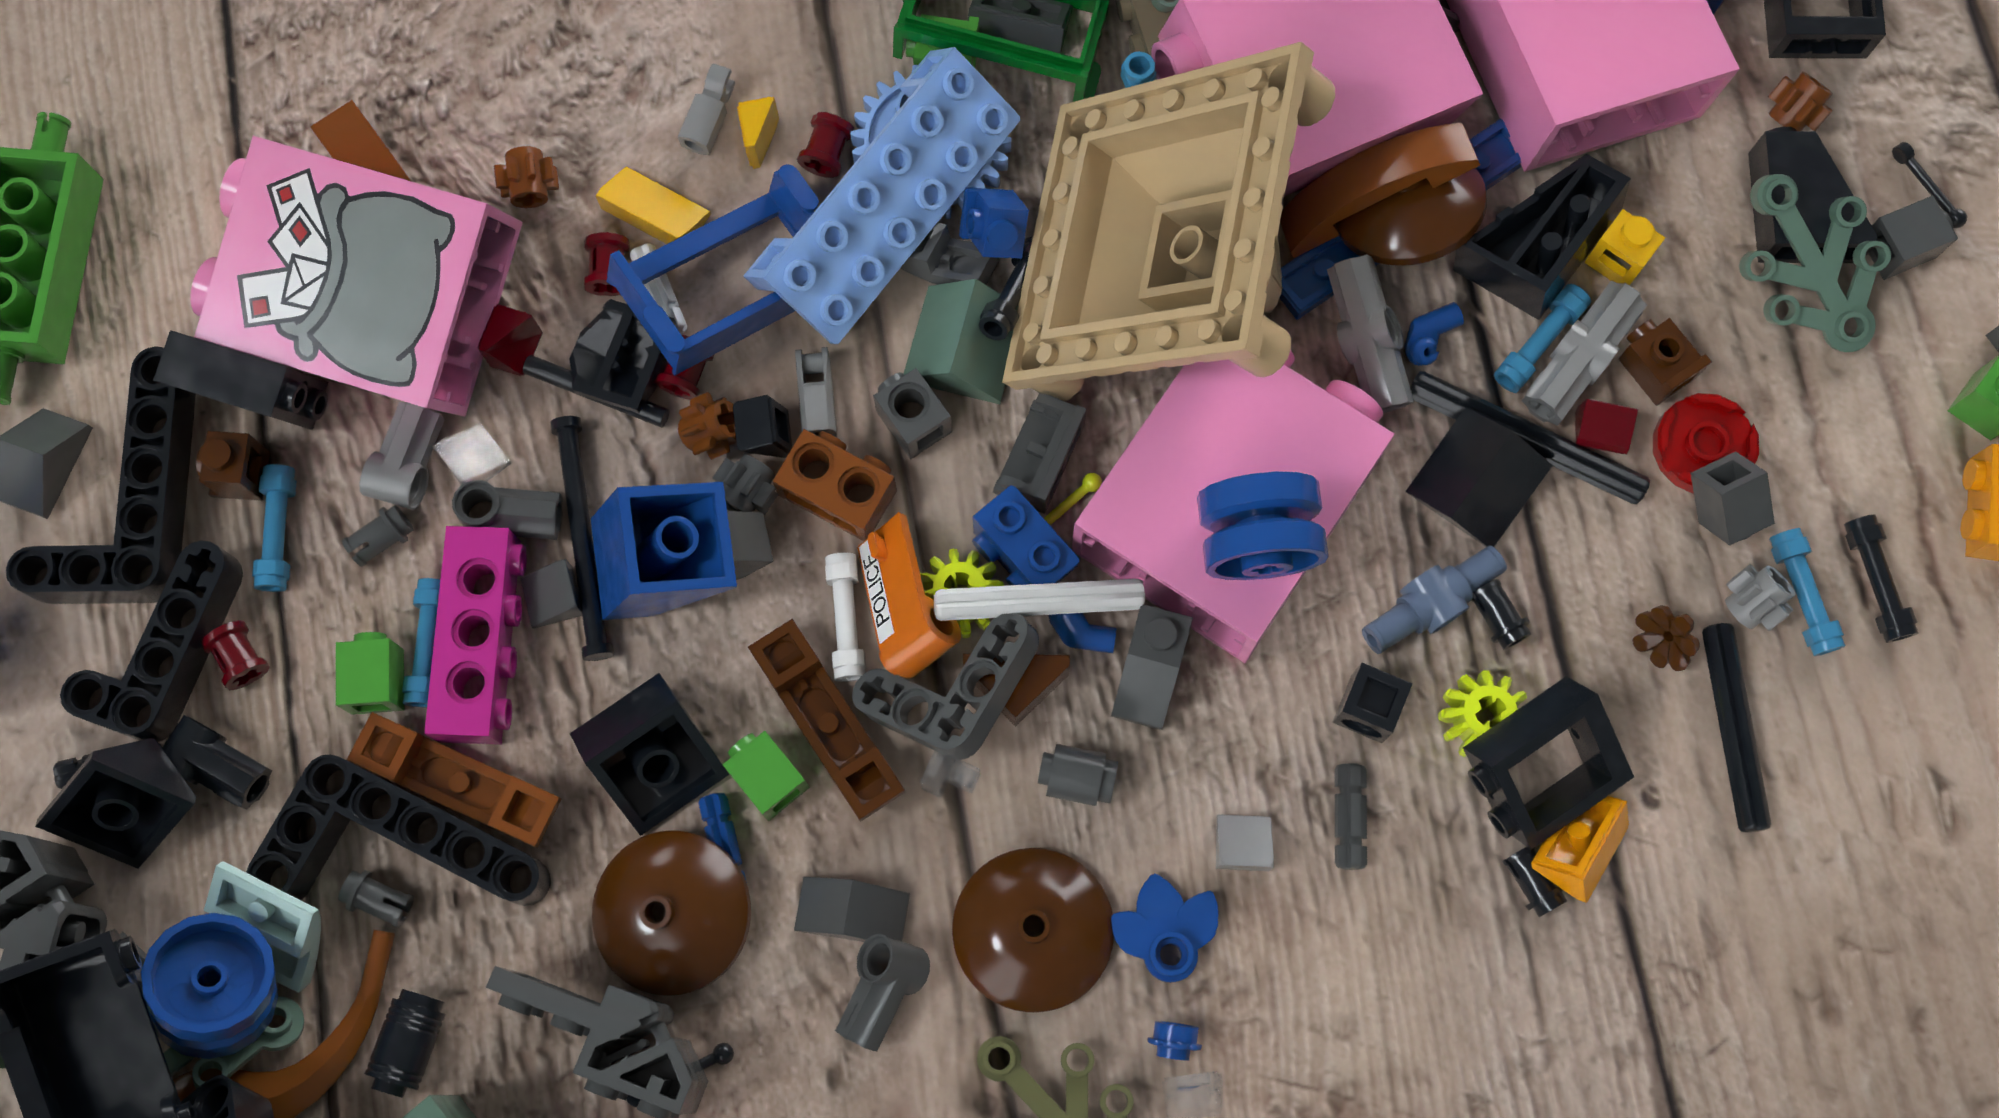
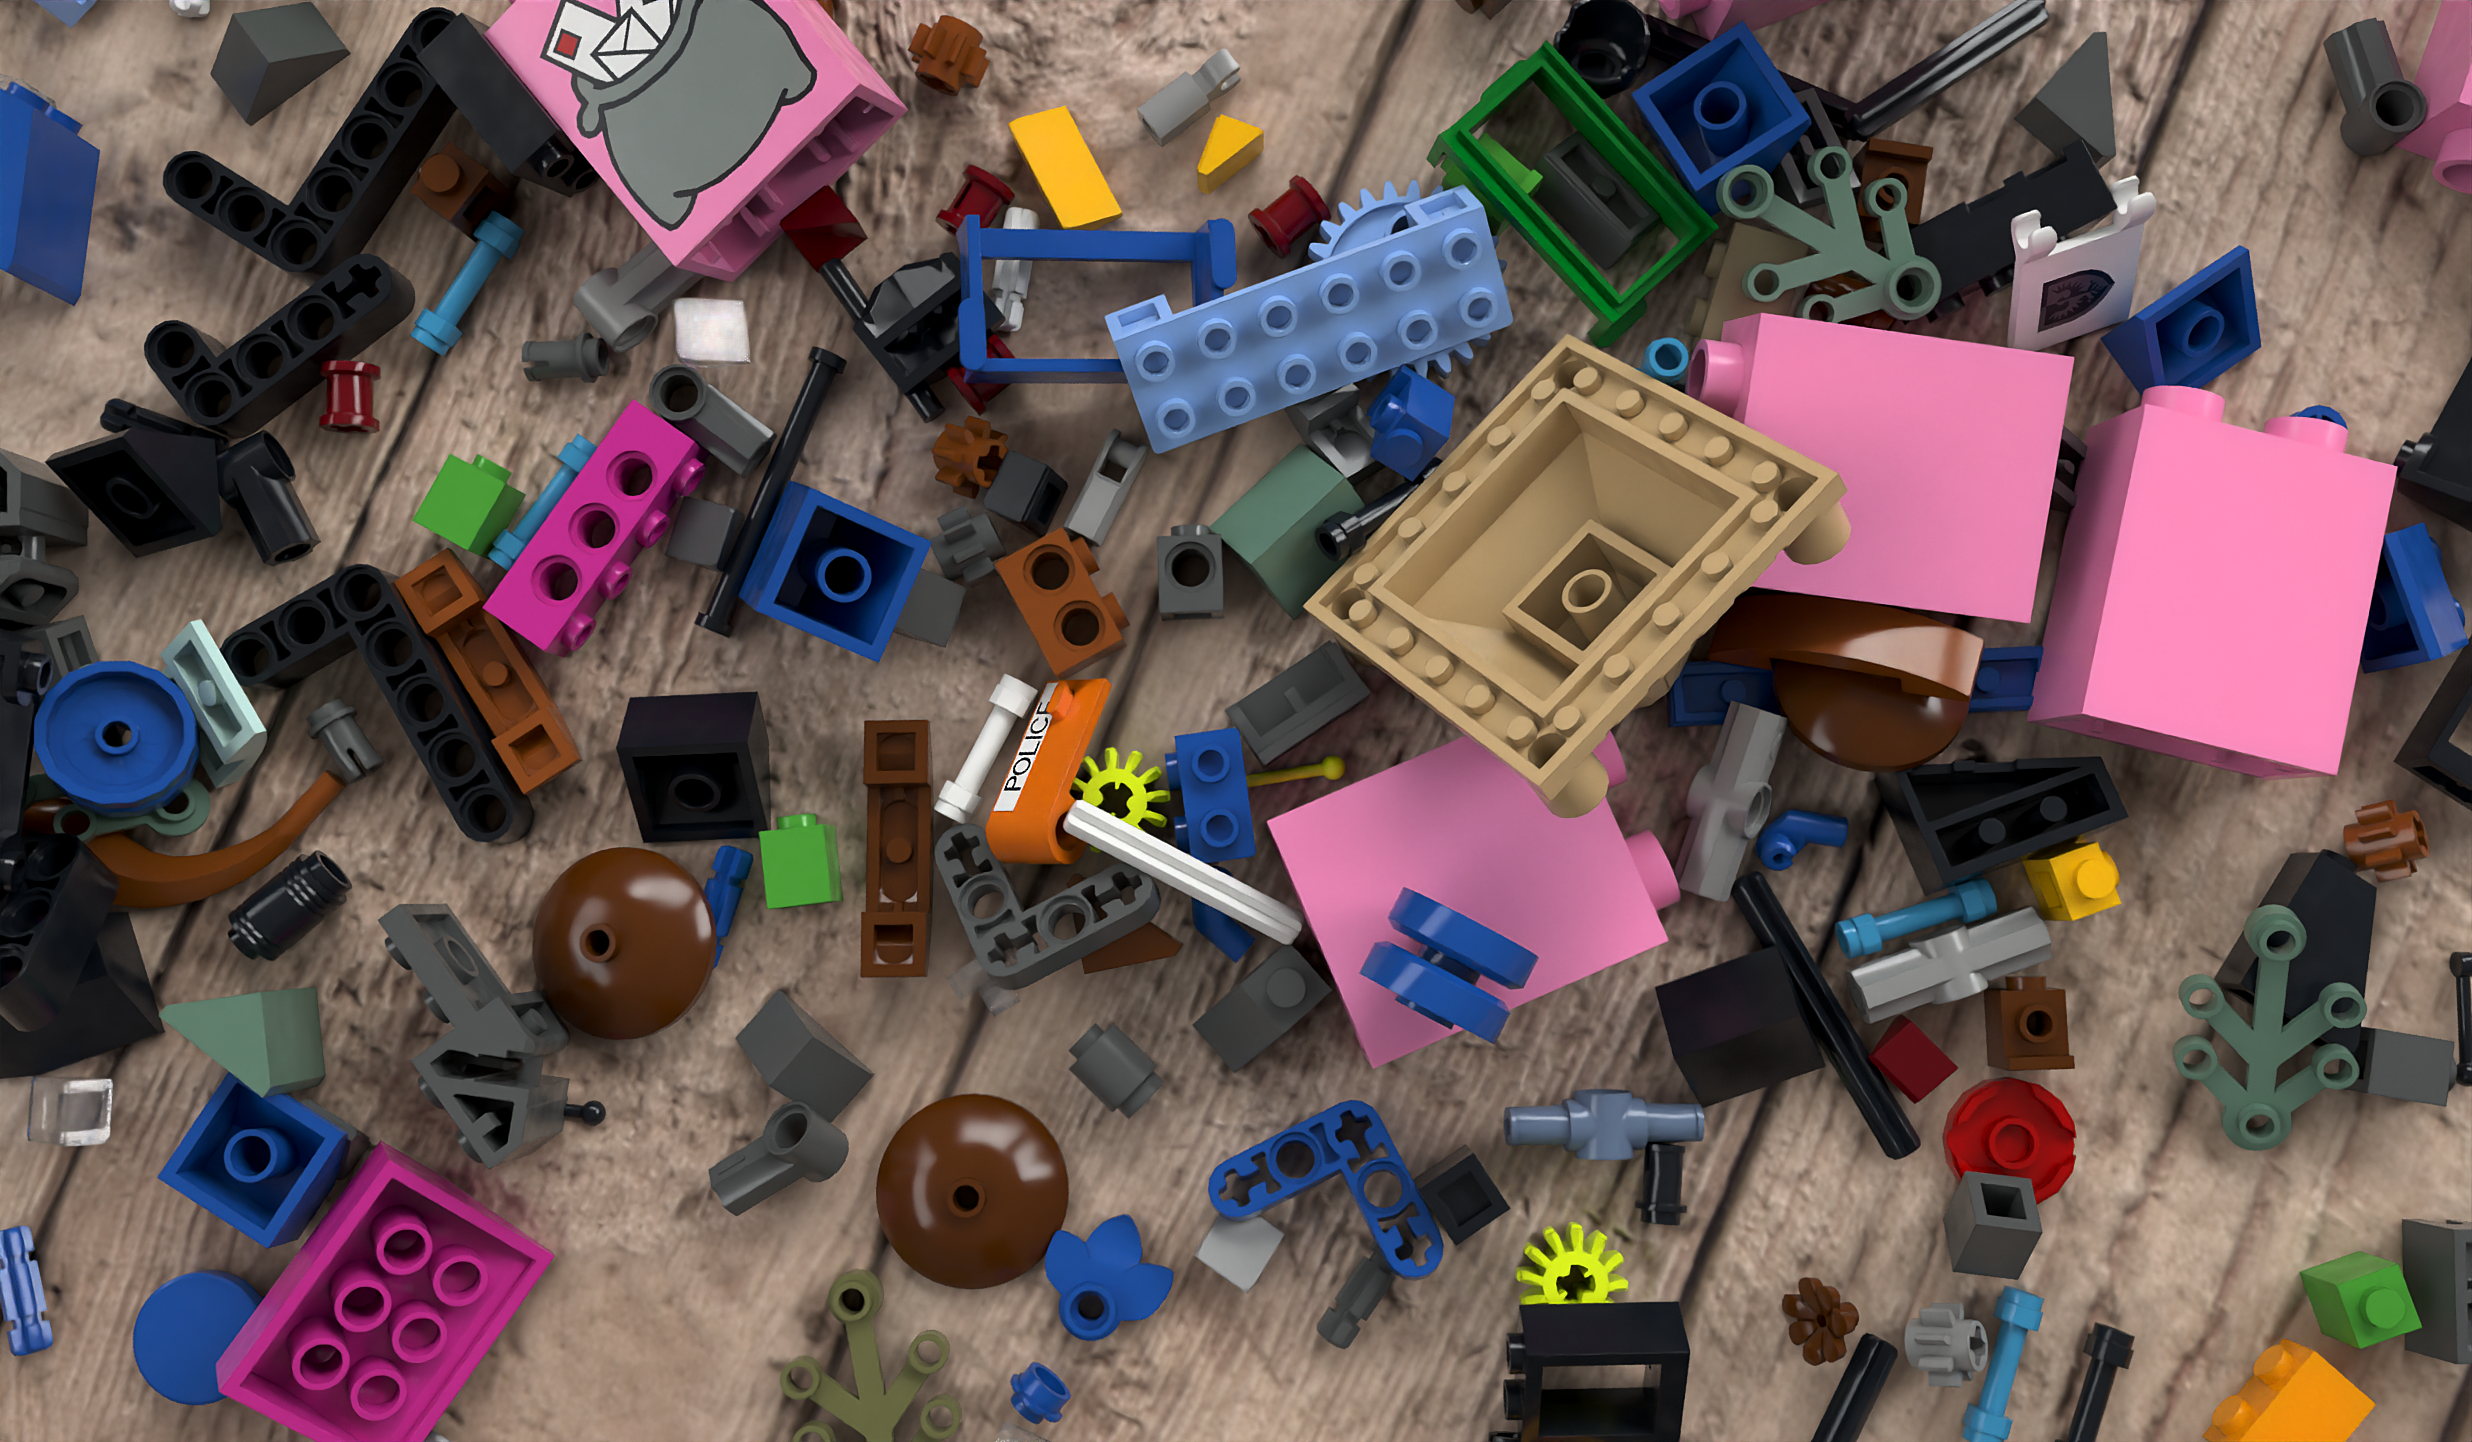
camera: 35 degrees right, 10 degrees up
(1268, 741) = (1330, 1160): none -> blue beam

